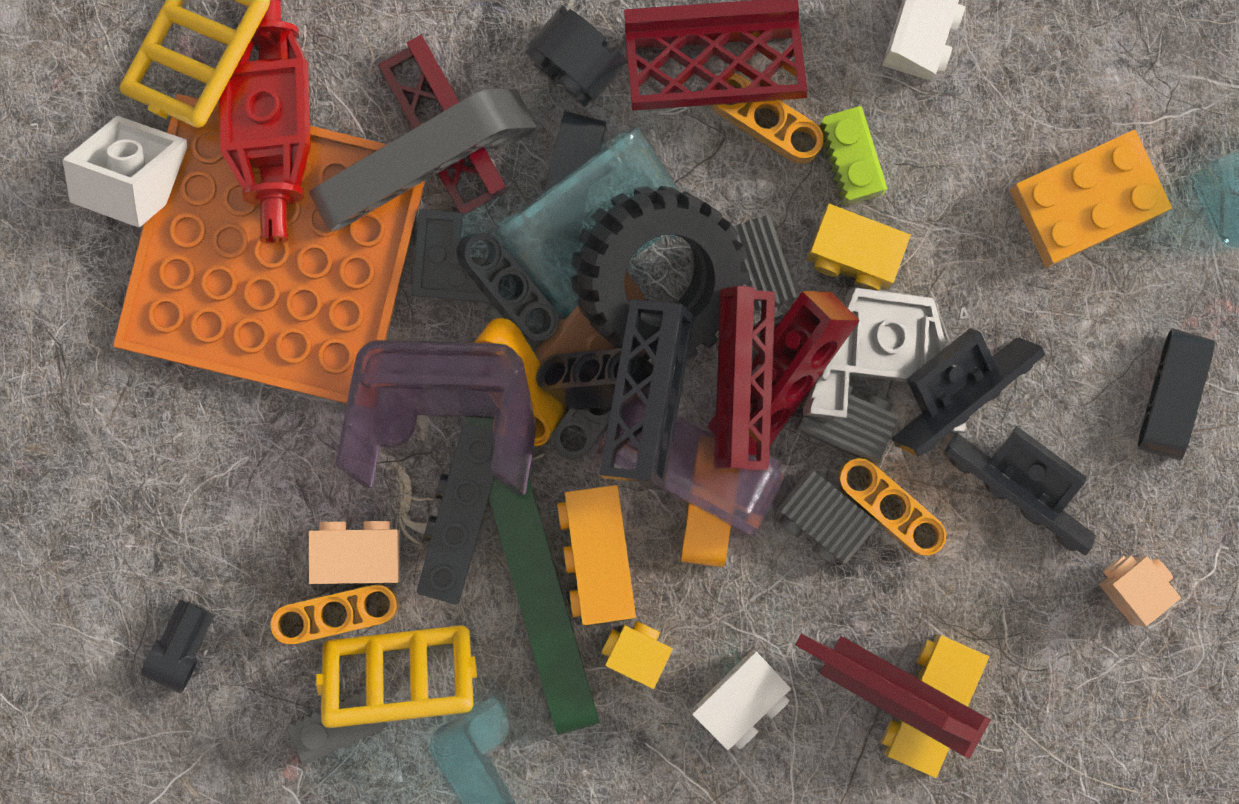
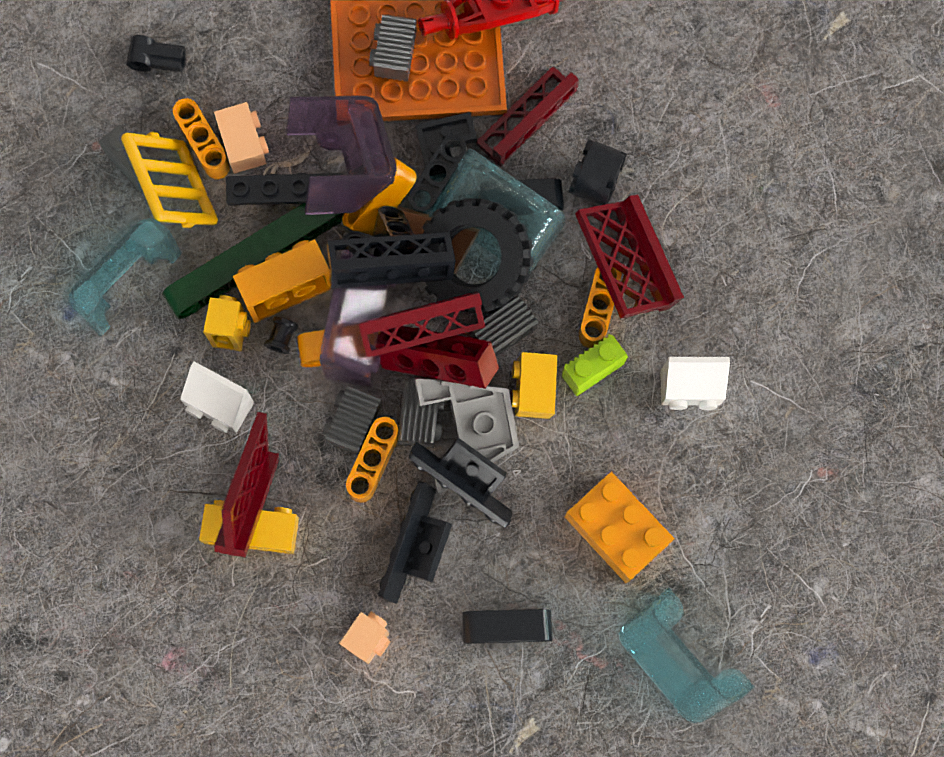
camera: 75 degrees right, 10 degrees down
(288, 289) = (394, 47): none -> dark grey brick
(476, 122) = (509, 98): dark grey beam -> none
(670, 583) = (281, 335): none -> black bush

